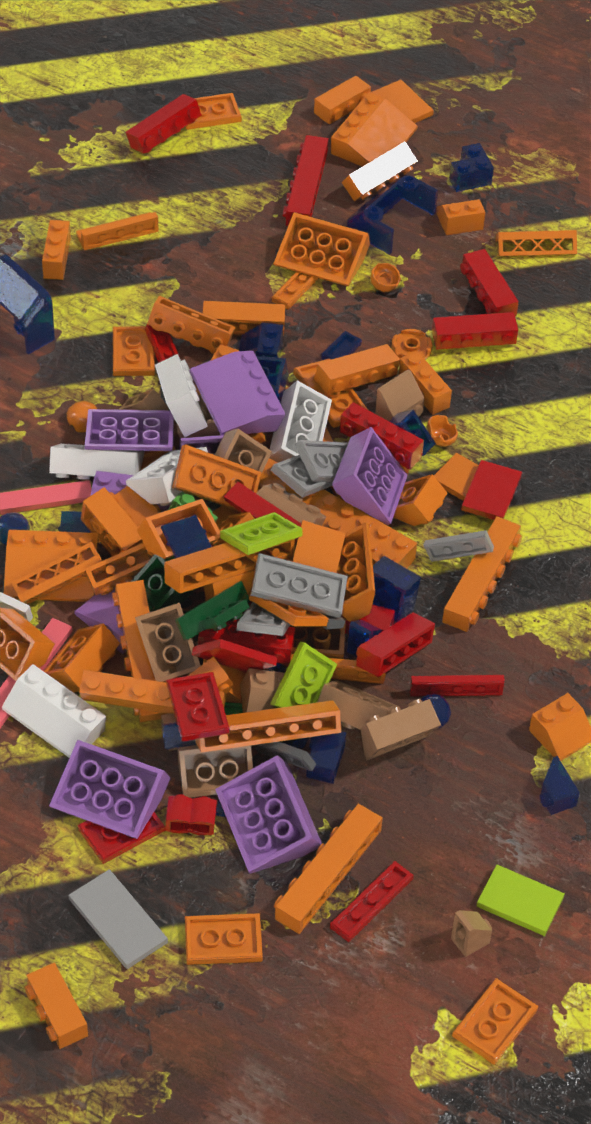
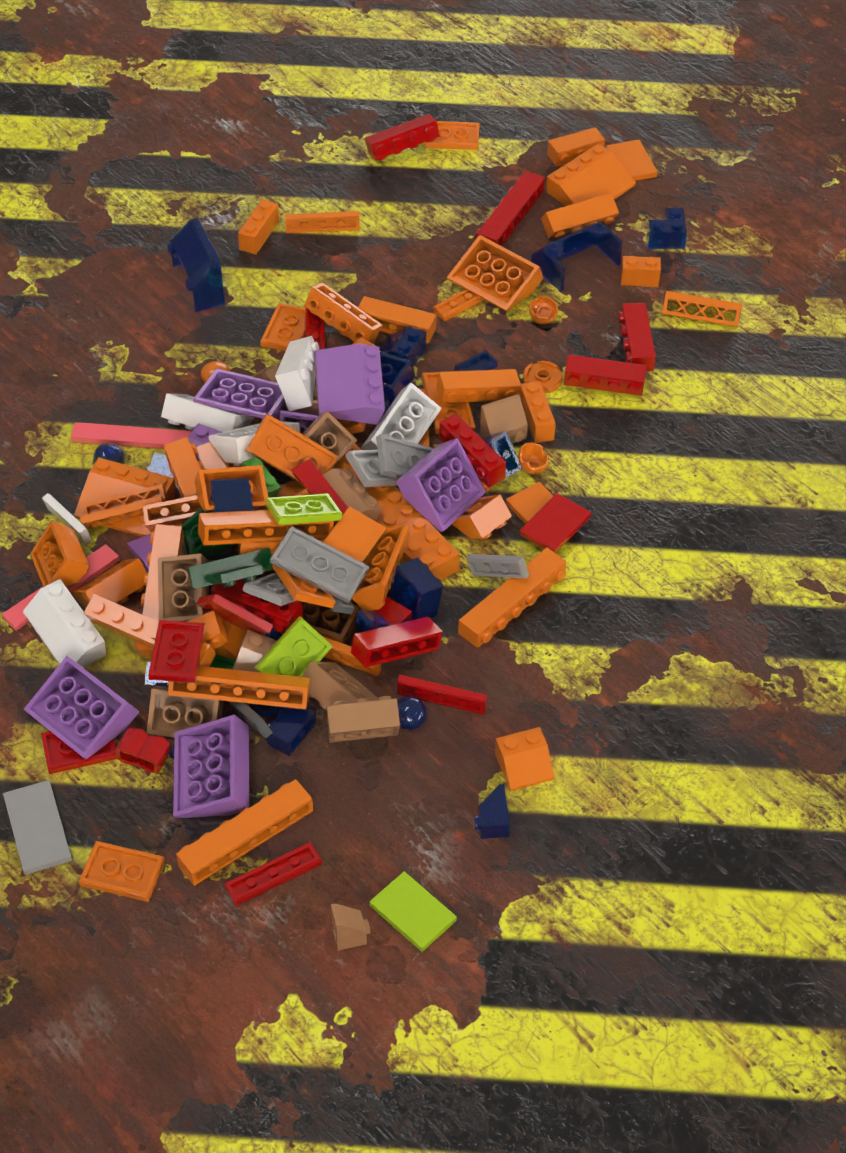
camera: 20 degrees right, 0 degrees up
(495, 1021) = (337, 1019): orange tile -> none

